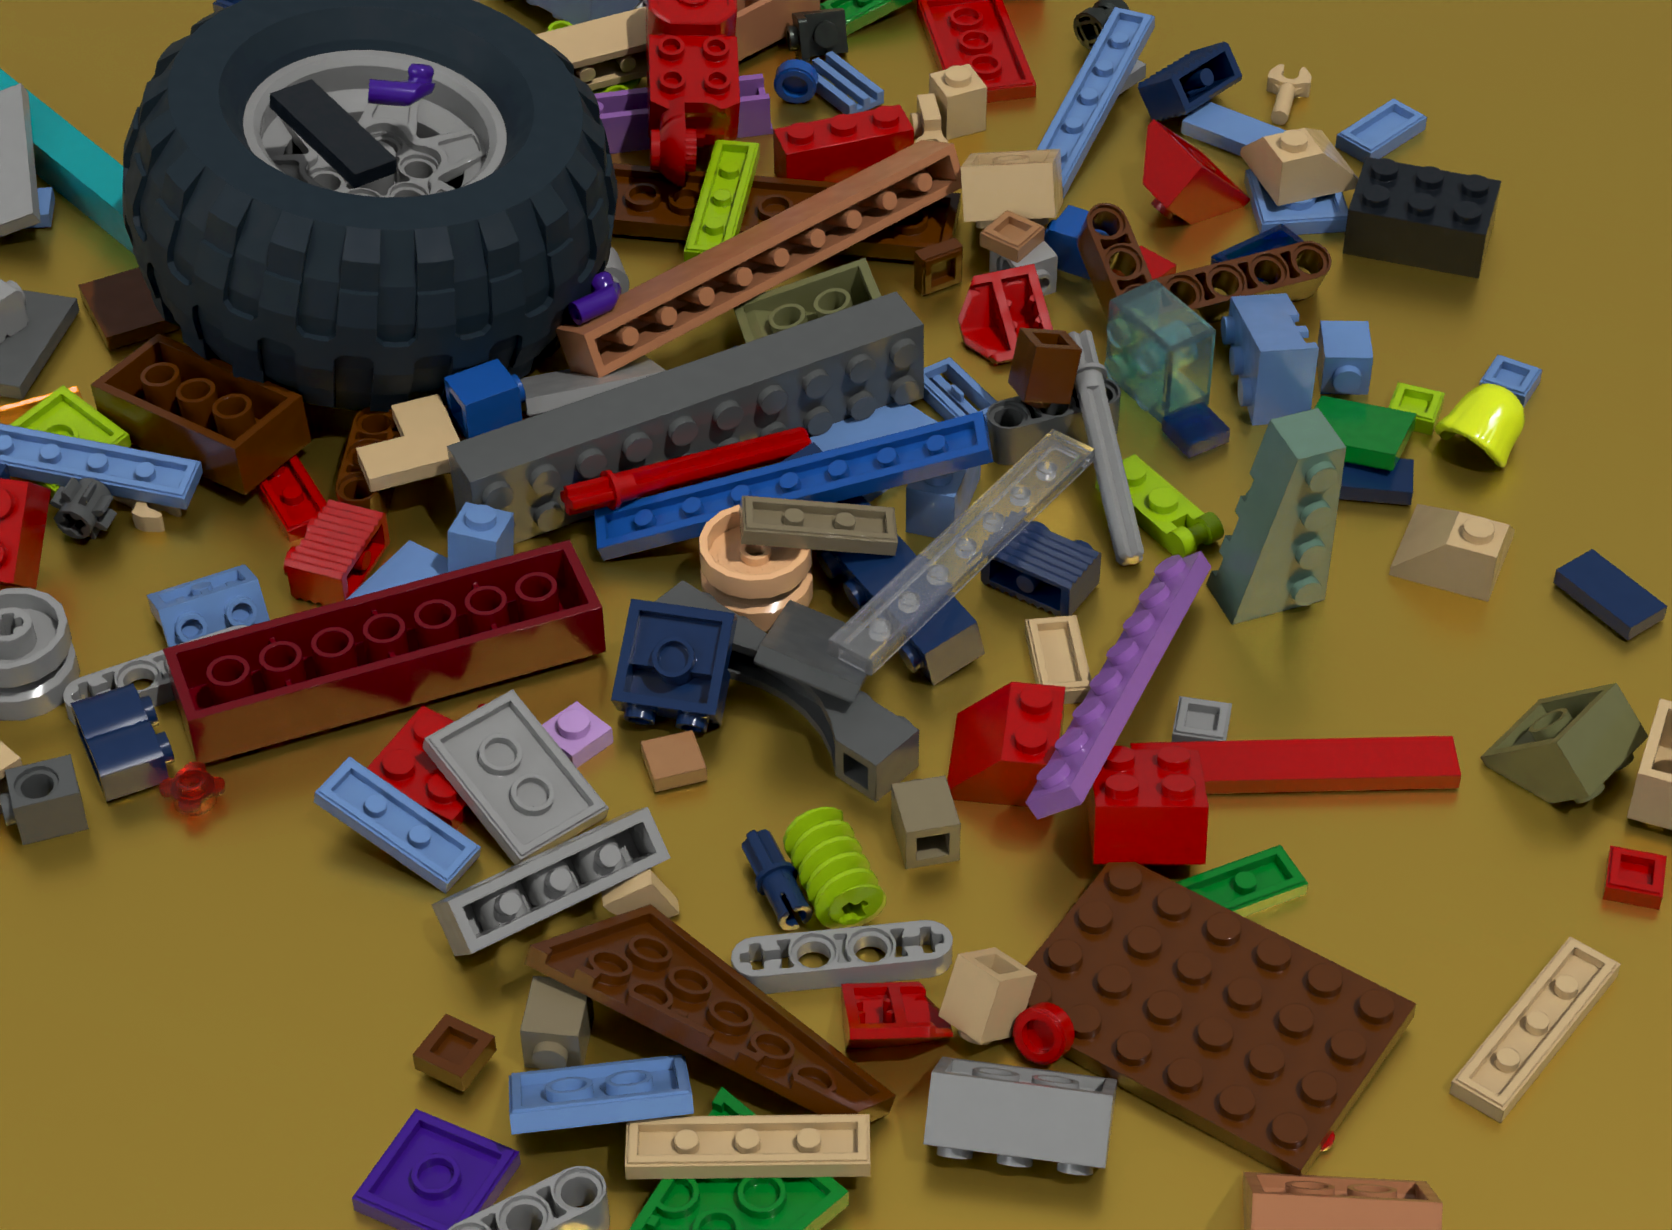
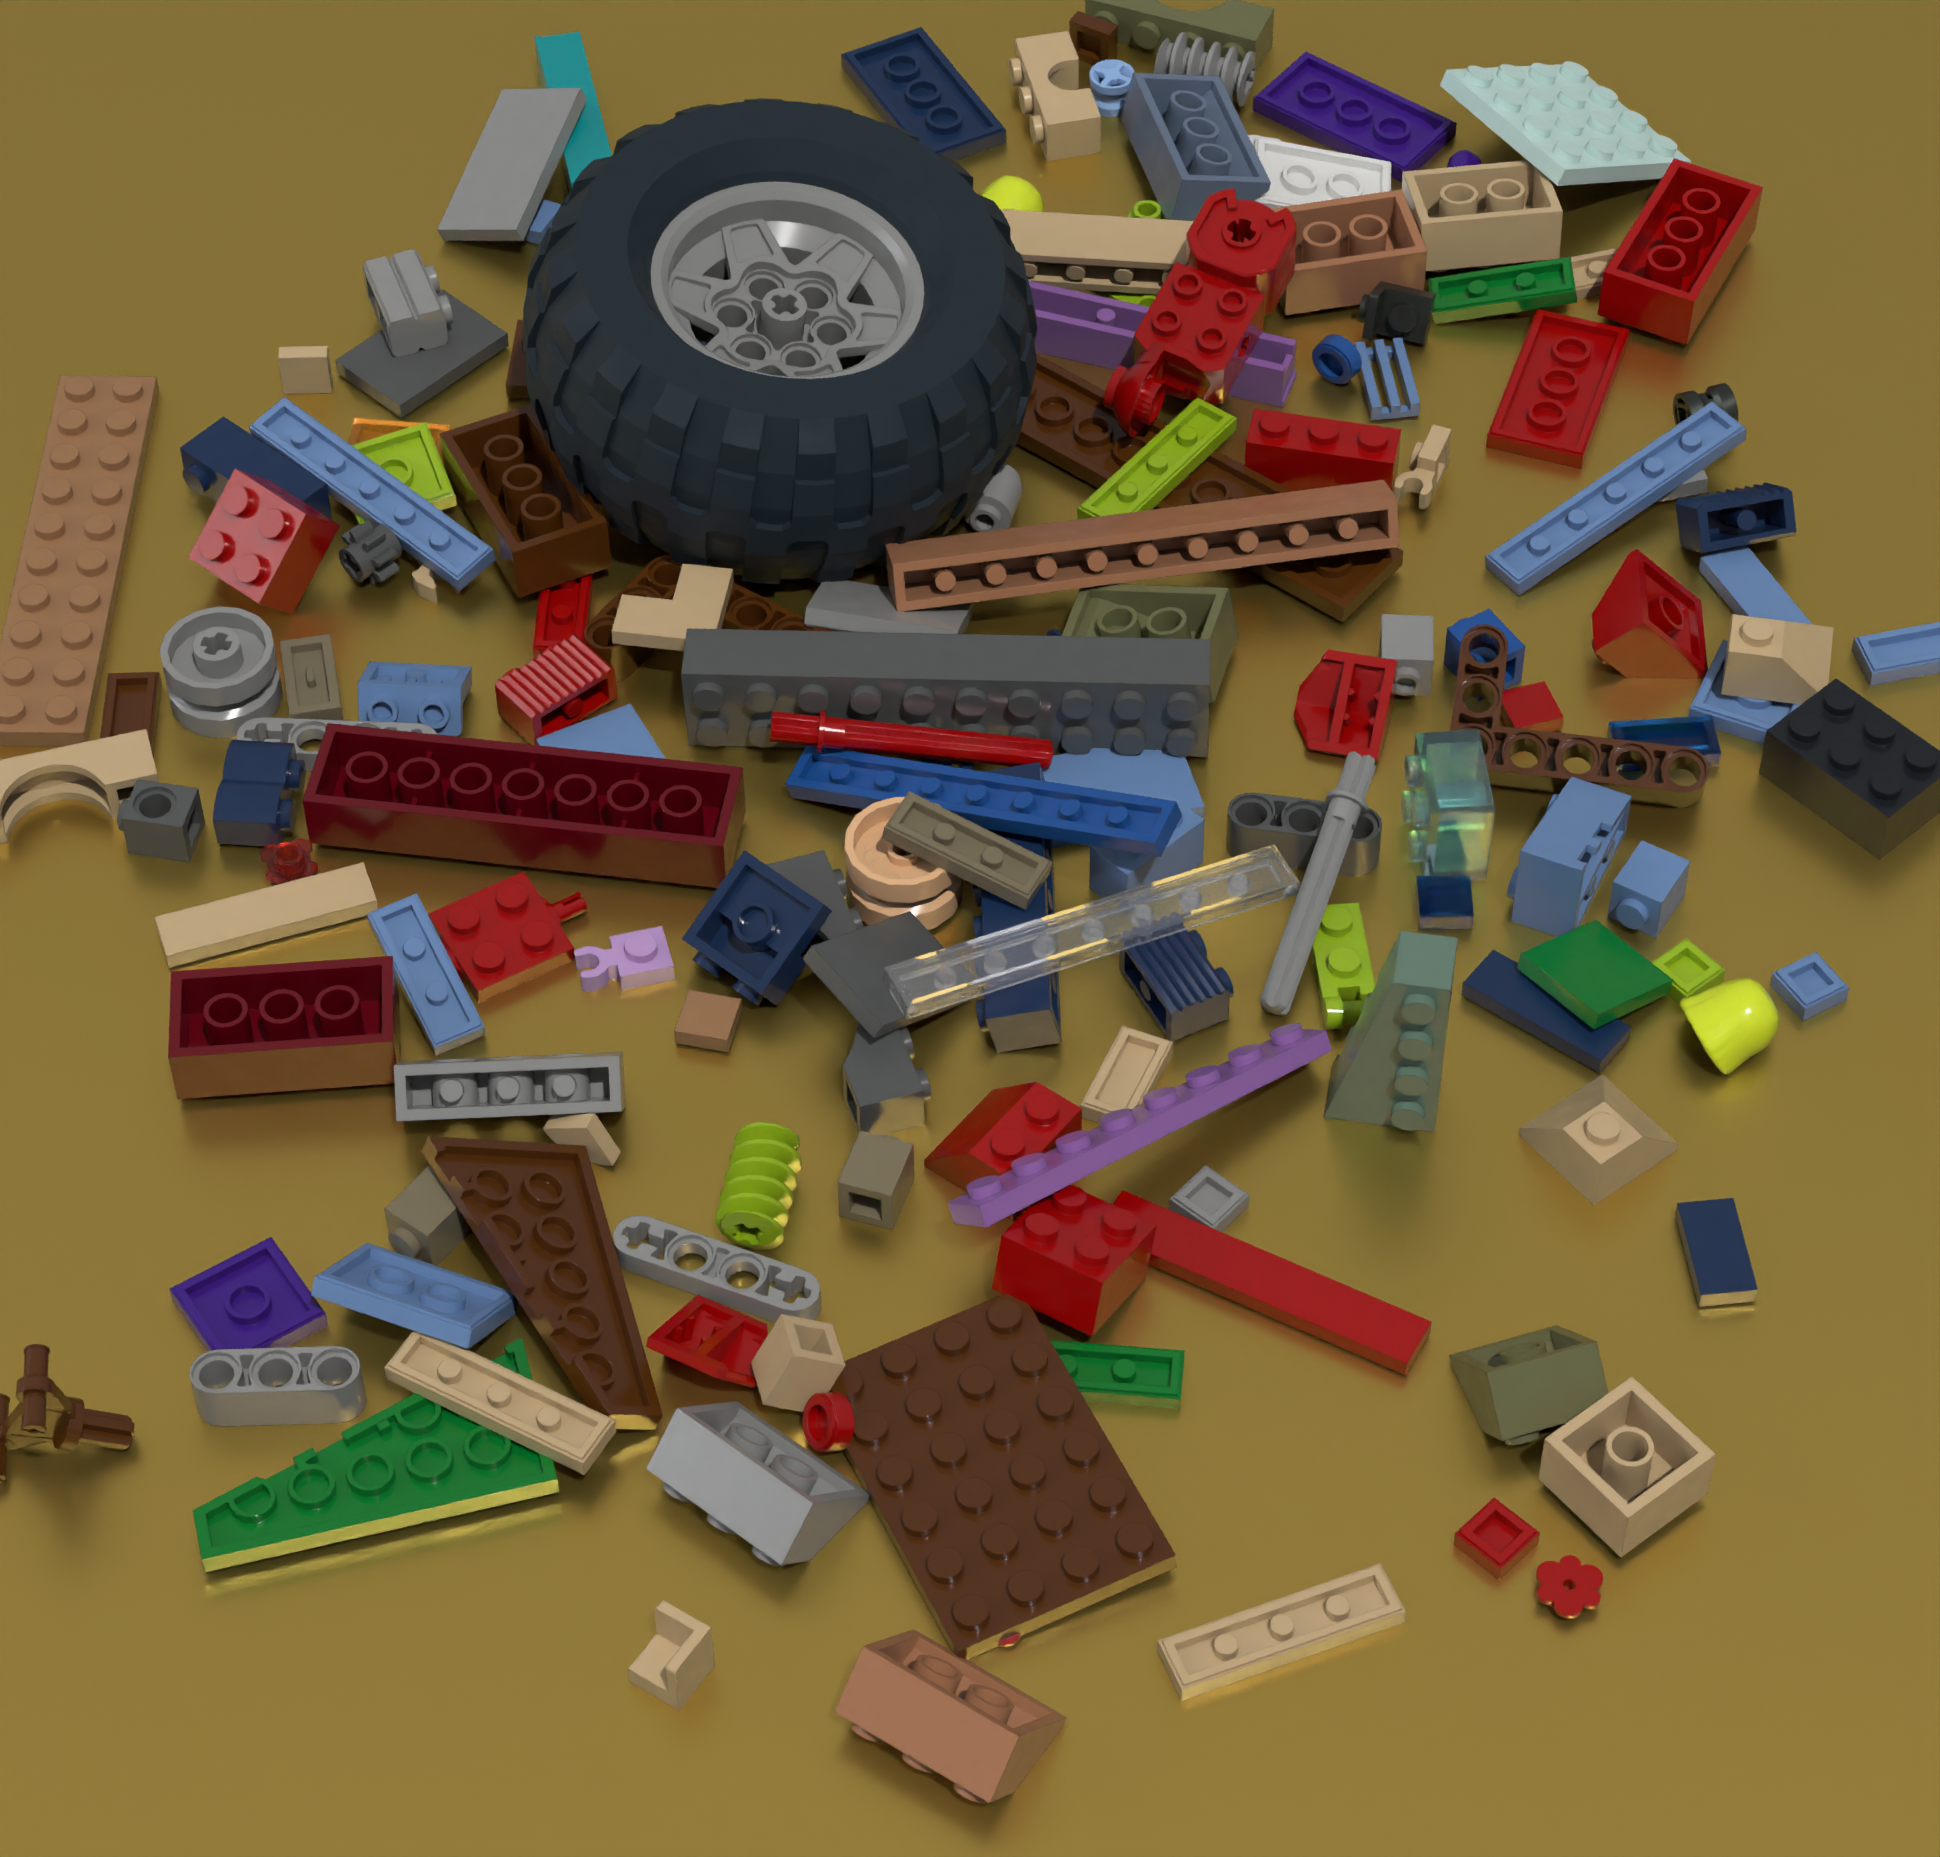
camera: 30 degrees right, 5 degrees up
(103, 630) = (311, 678): none -> dark tan plate
(199, 841) = (266, 914): none -> tan tile
(302, 921) = (284, 1027): none -> dark red brick
(333, 133) = (716, 279): black tile -> none
(405, 92) = (821, 258): dark purple arm -> none
(454, 1052) = (334, 1202): reddish brown plate -> none
(479, 536) = (674, 730): medium blue brick -> none
(484, 398) = (766, 593): blue brick -> none
(515, 778) = (552, 975): light grey tile -> none
(598, 303) = (933, 535): dark purple arm -> none
(776, 879) = (709, 1171): dark blue axle -> none
(938, 266) = (1320, 622): reddish brown tile -> none
(949, 399) = (1235, 733): medium blue tile -> none
(960, 100) = (1479, 446): tan brick -> none
(1012, 181) = (1444, 566): tan brick -> none
(1012, 236) = (1399, 621): medium nougat tile -> none
(1044, 367) = (1301, 777): reddish brown brick -> none
(1286, 91) = (1846, 564): tan bar -> none

